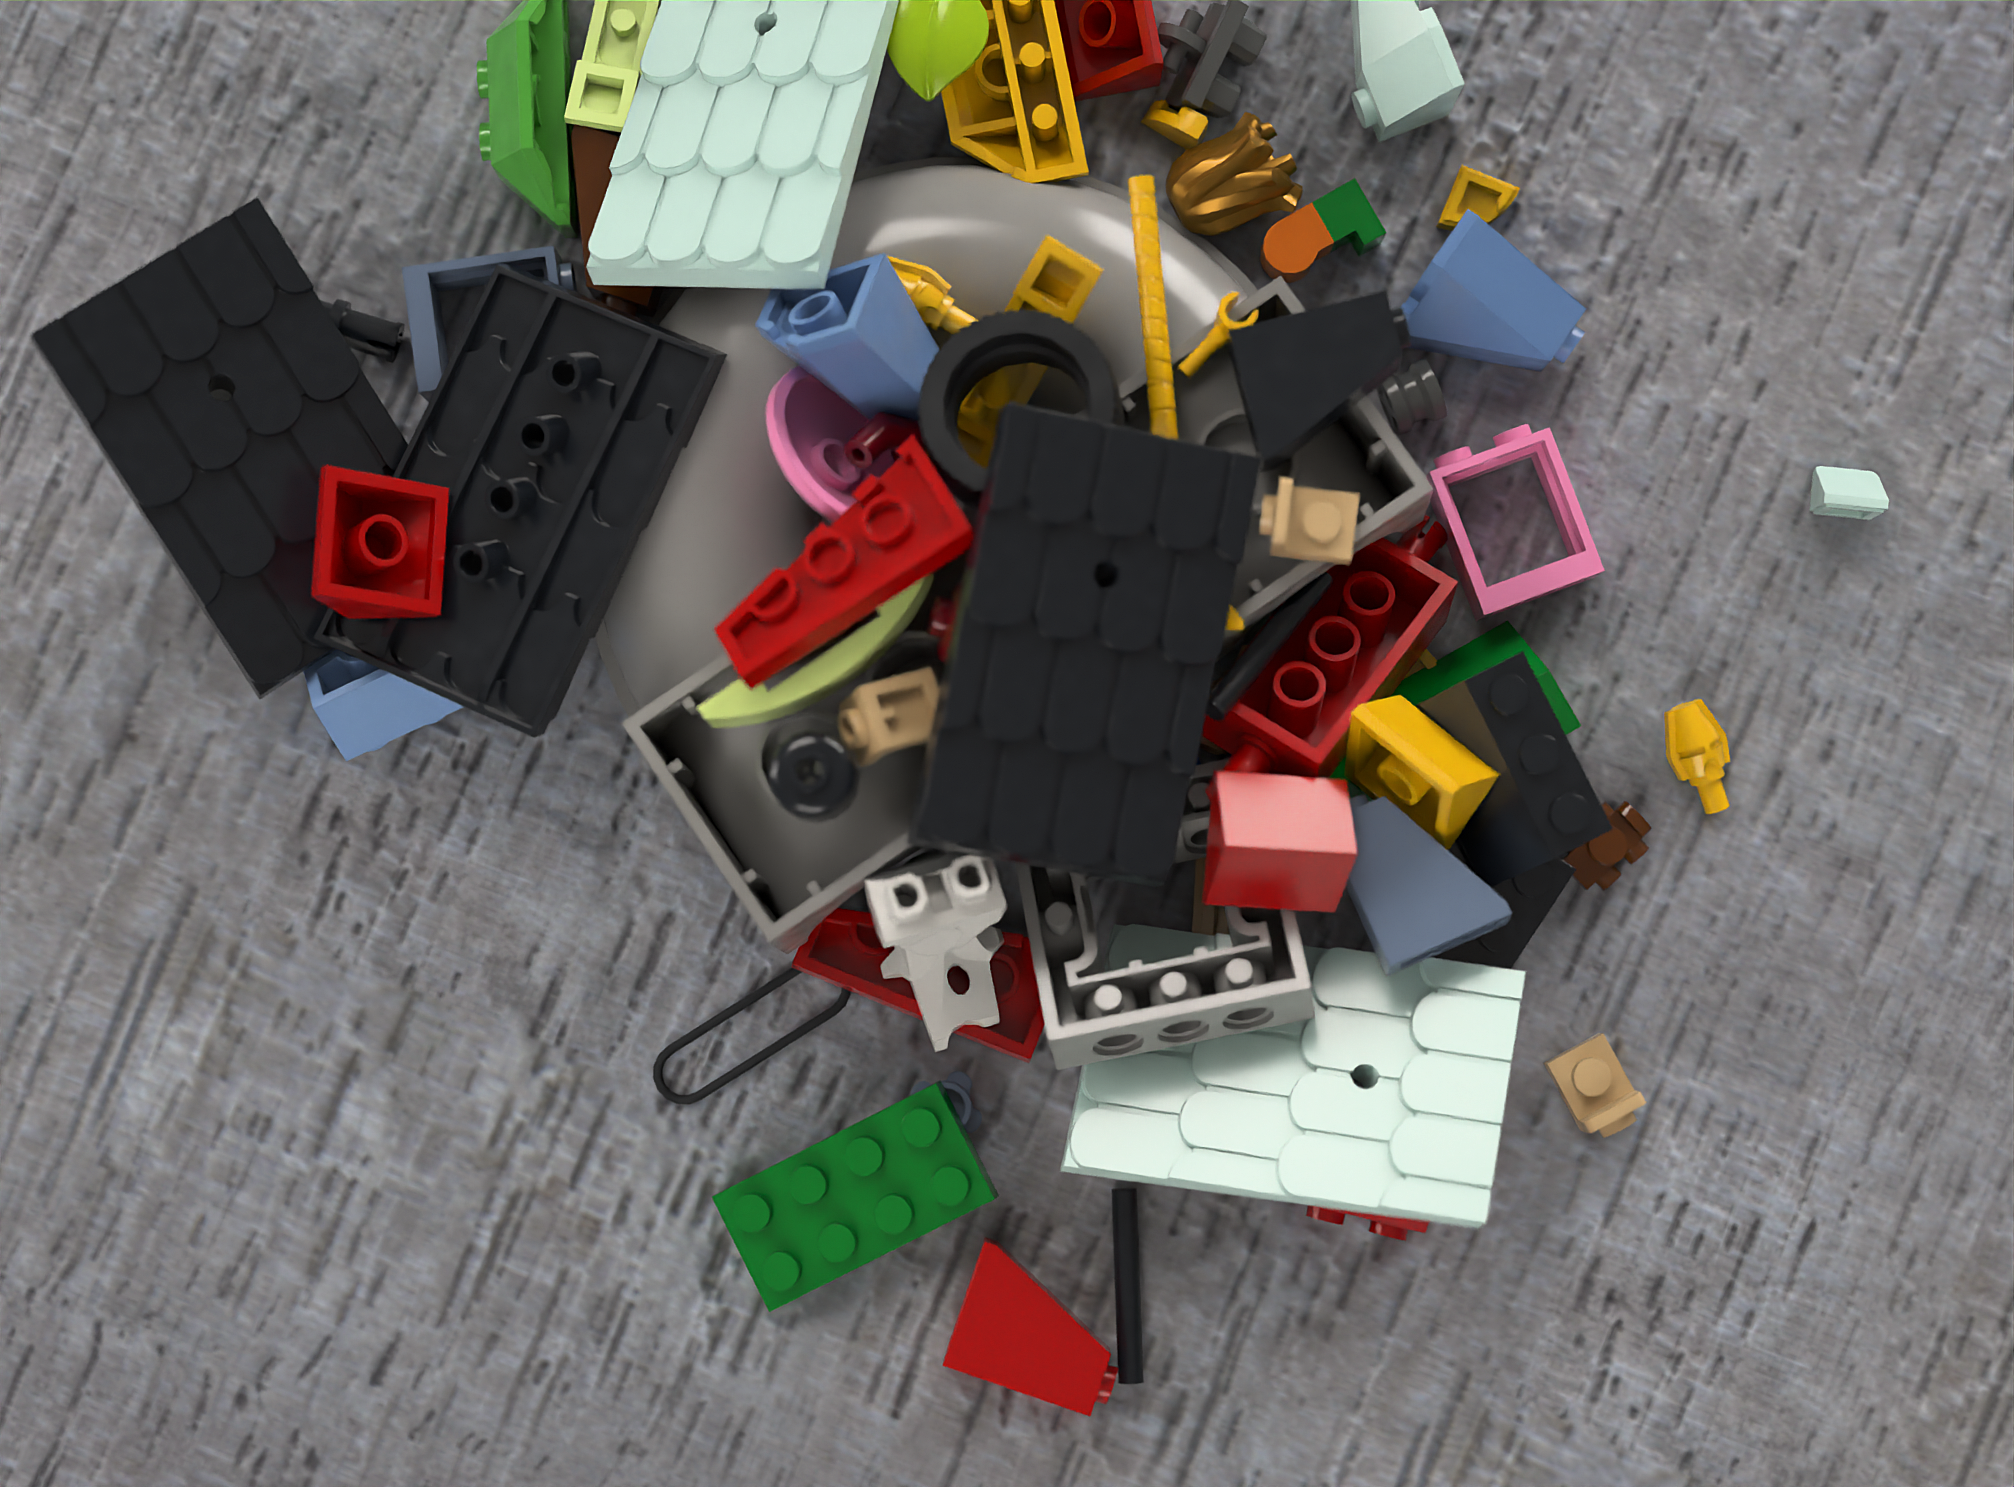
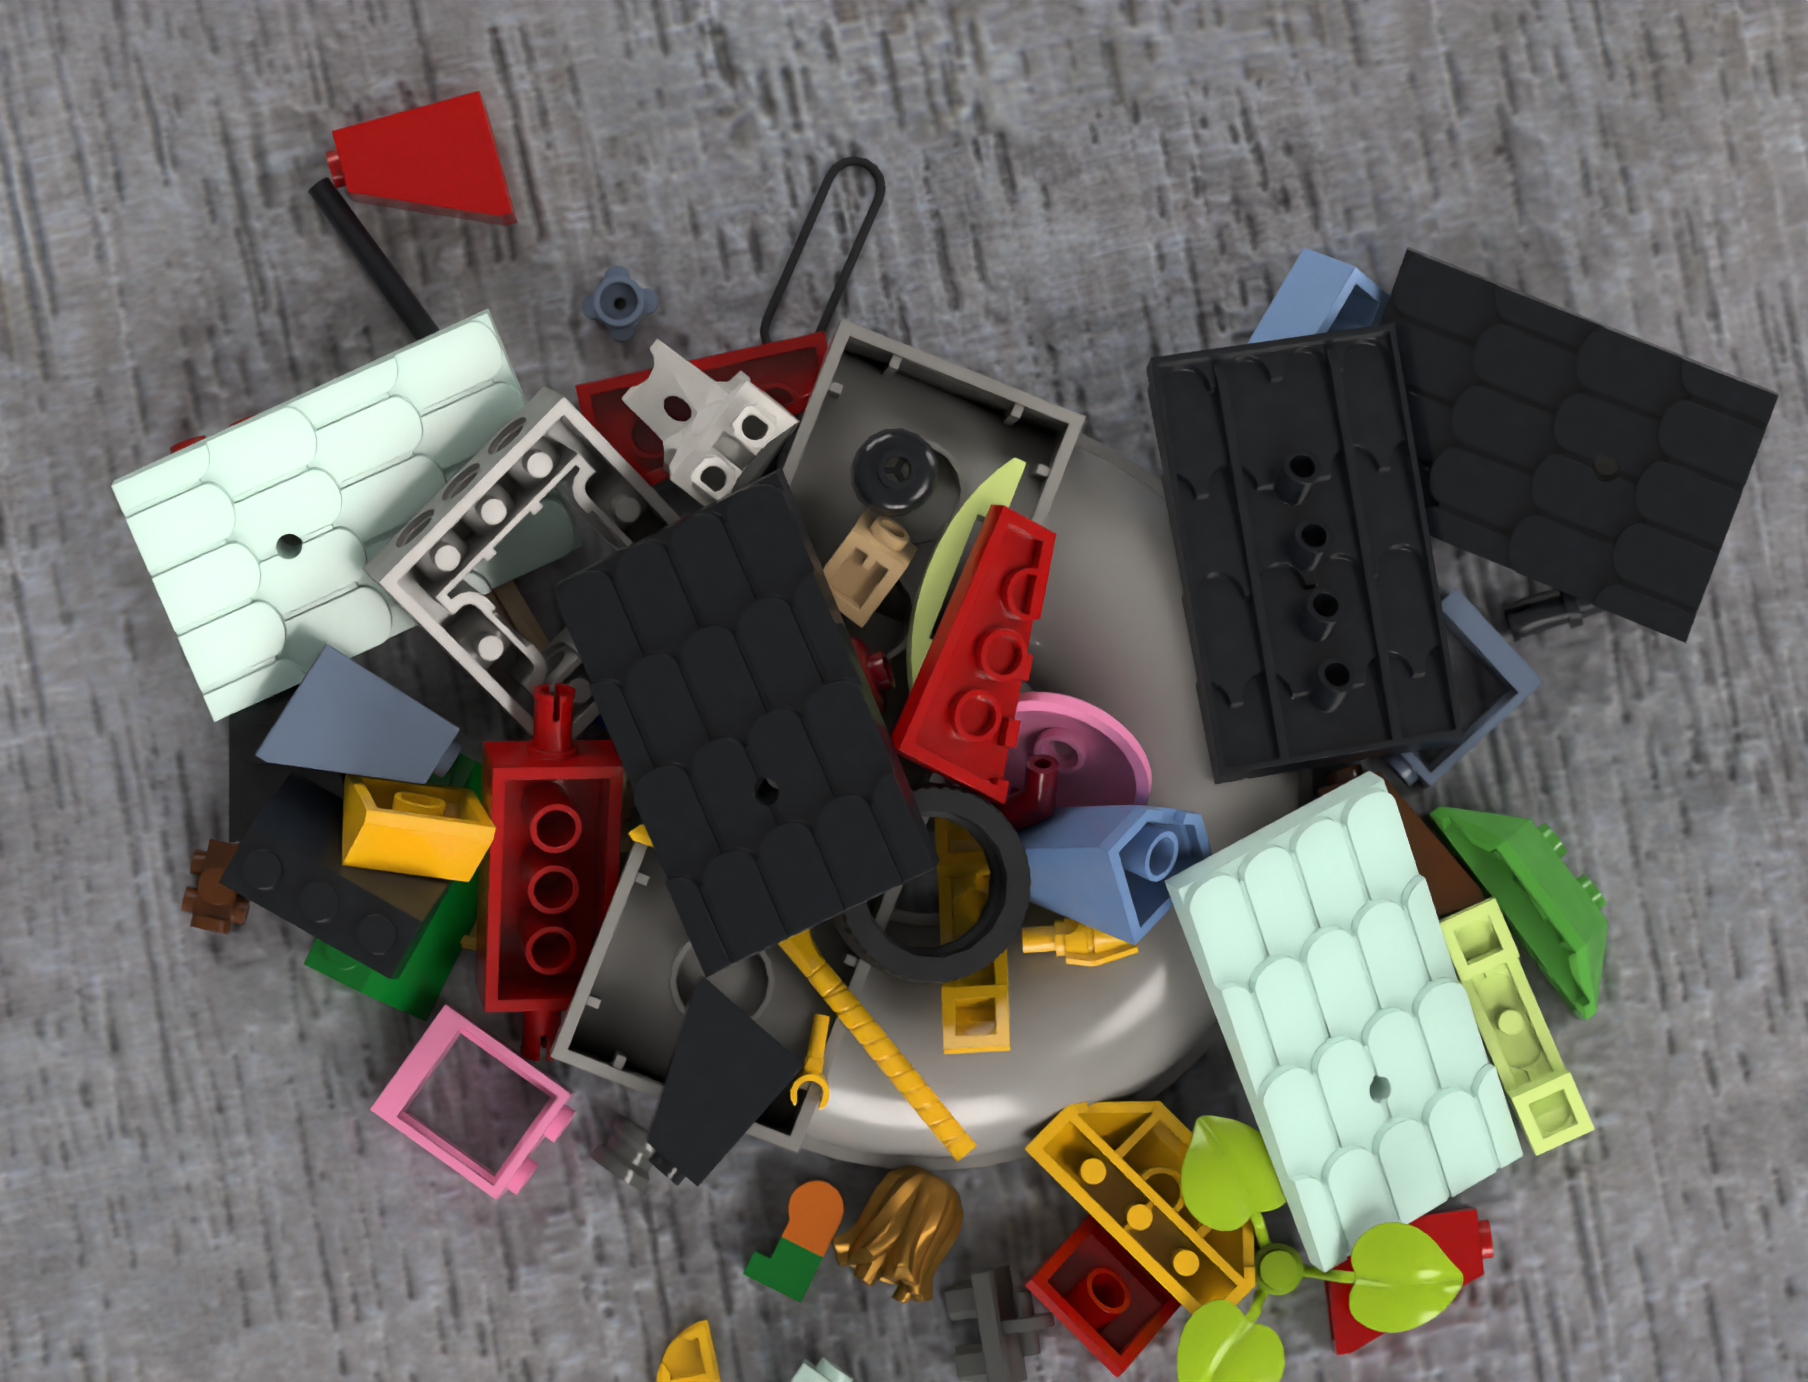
camera: 150 degrees right, 0 degrees up
(379, 545) = (1387, 431): red slope -> none
(855, 1196) = (644, 180): green plate -> none
(1183, 127) = (983, 1253): yellow tile -> none
(1265, 647) = (604, 838): black bar -> none
(1278, 841) = (485, 684): slope -> none
(1310, 523) = (632, 956): tan bracket -> none
(1490, 303) = (619, 1272): medium blue slope -> none
(1595, 1087) = (96, 681): tan bracket -> none
(1698, 751) = (193, 1017): yellow piece -> none
(1847, 493) = (211, 1323): light aqua slope -> none

